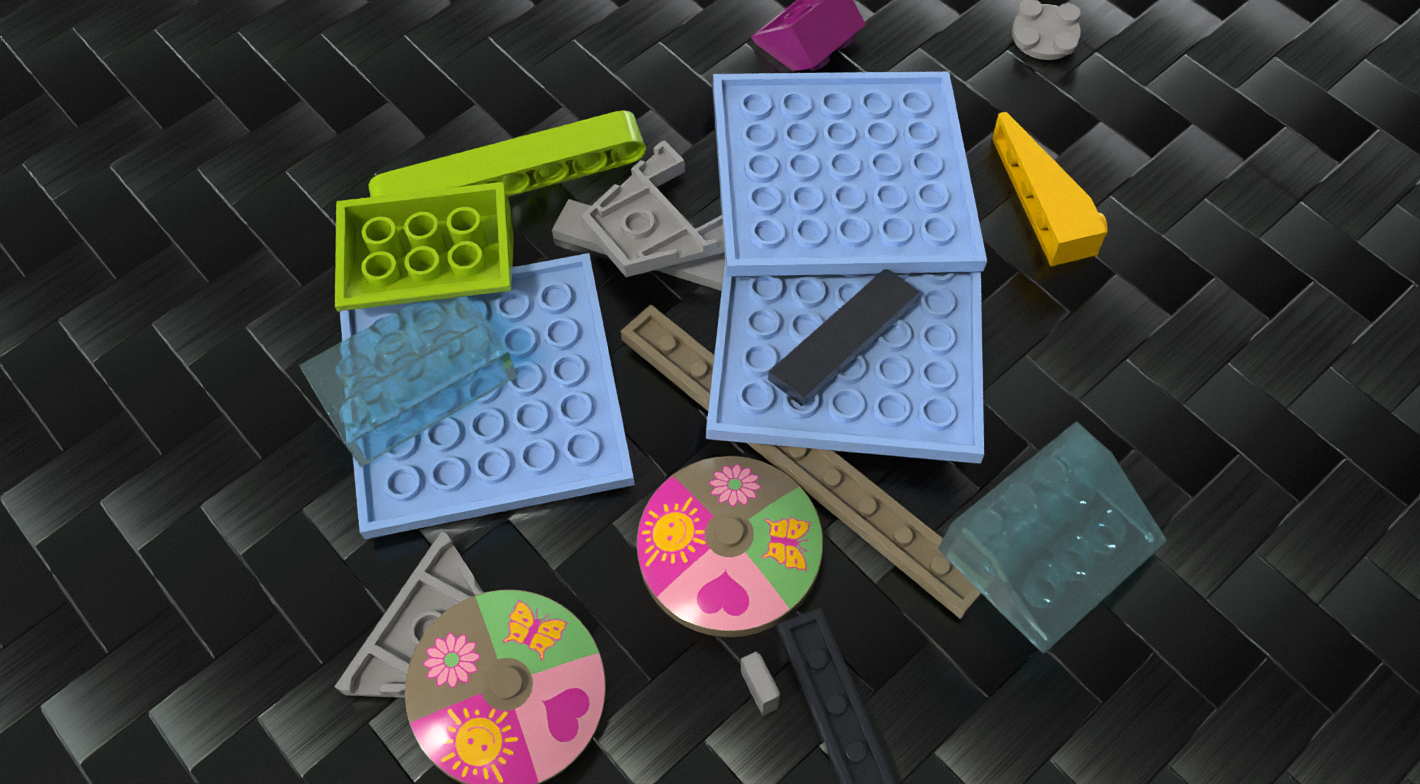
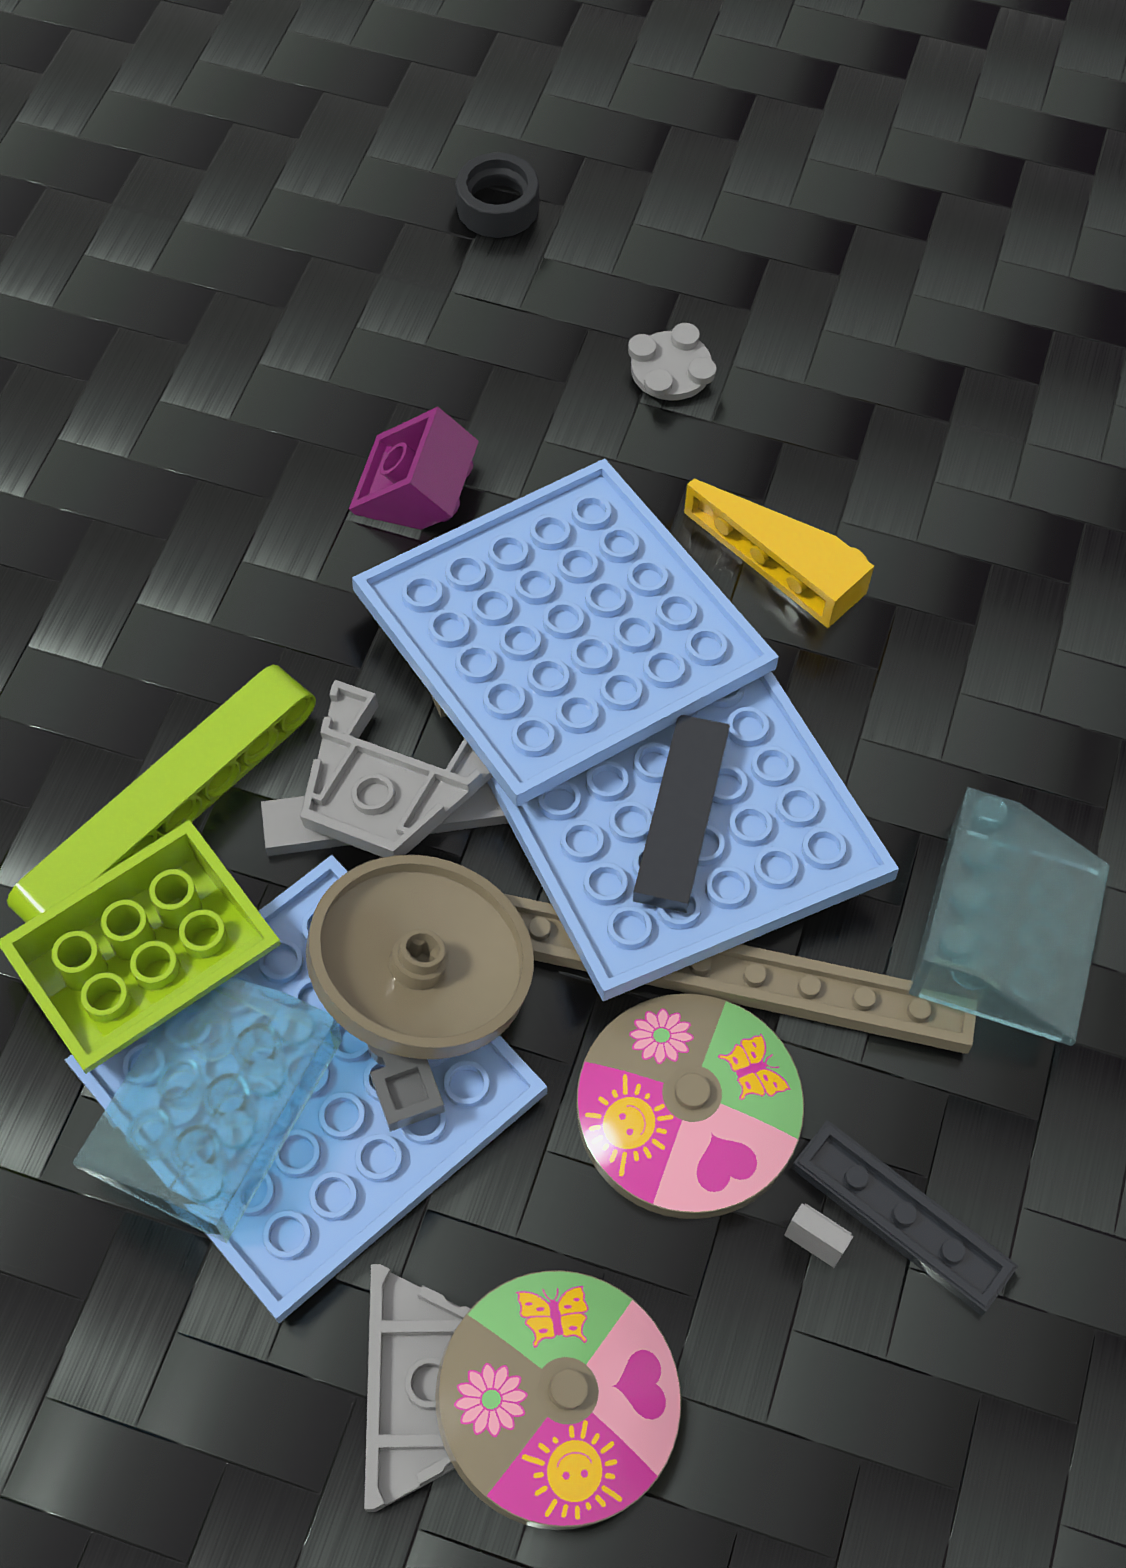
camera: 35 degrees left, 0 degrees up
(534, 424) = (405, 1089): none -> dark grey plate
(594, 342) = (419, 956): none -> dark tan dish

